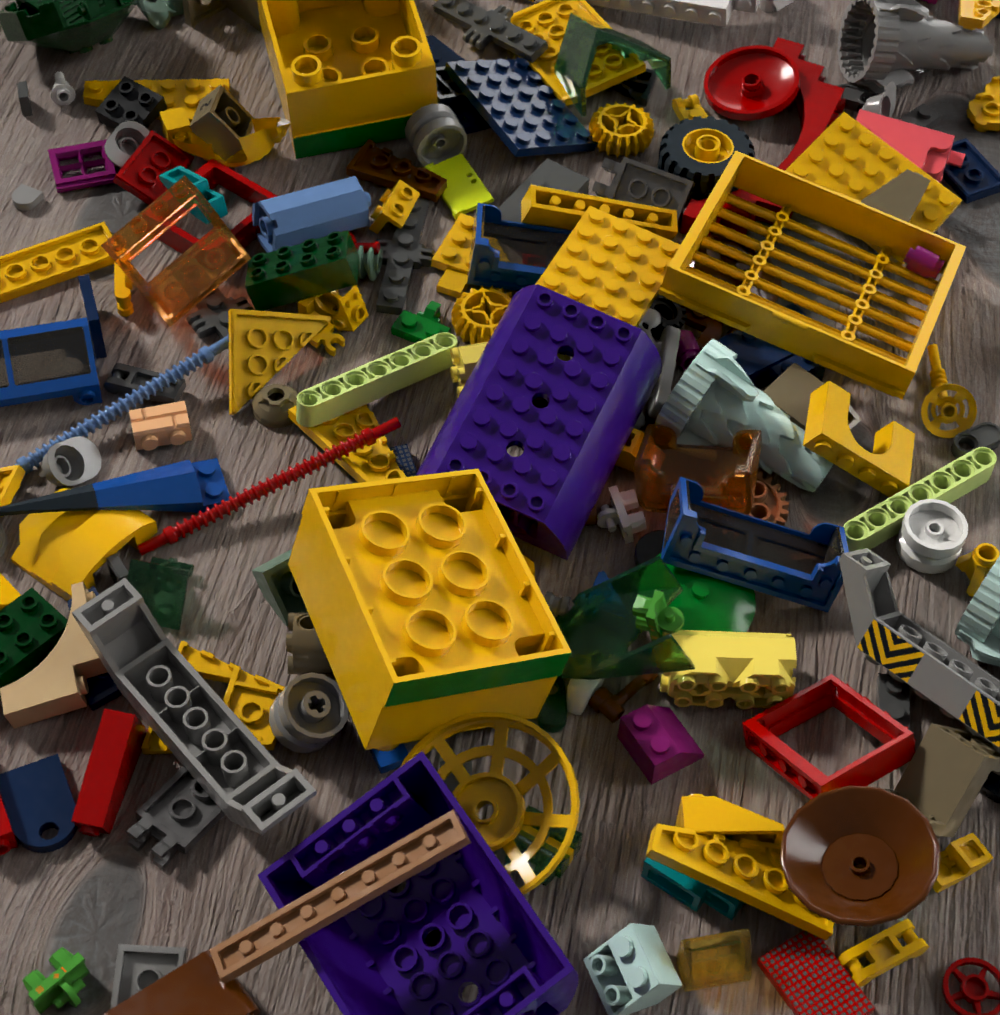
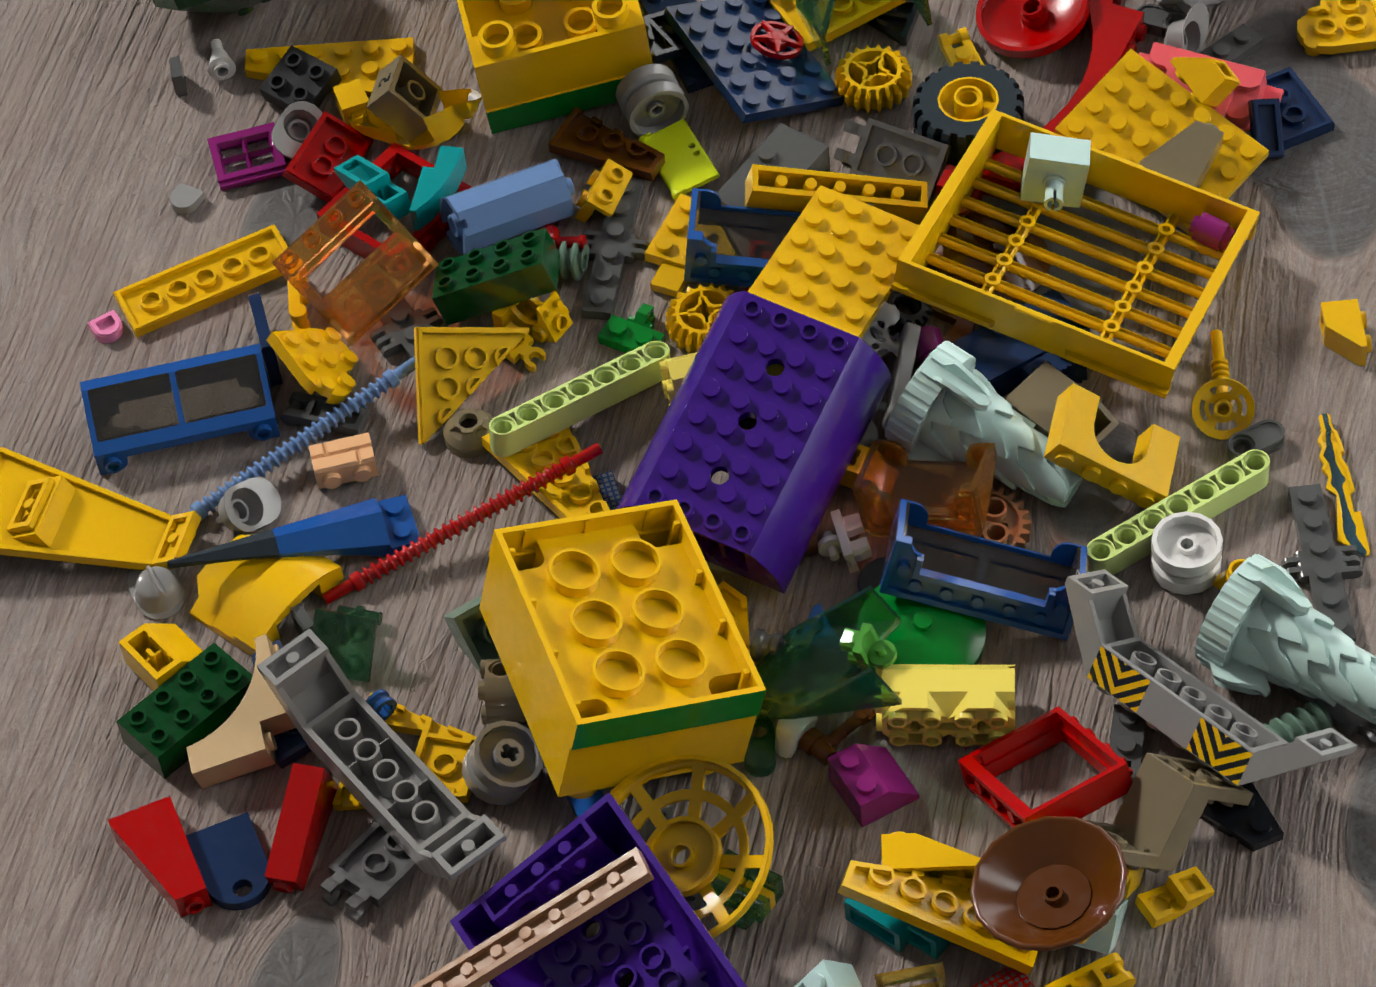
camera: 10 degrees right, 0 degrees up
(138, 336) = (317, 360): none -> yellow plate
(192, 651) = (382, 703): none -> blue bush
(249, 191) = (436, 184): none -> teal slope
(540, 93) = (776, 40): none -> red wheel
(791, 203) = (1055, 170): none -> light aqua brick
(909, 136) = (1206, 77): none -> yellow slope
(956, 179) = (1267, 125): none -> dark blue tile

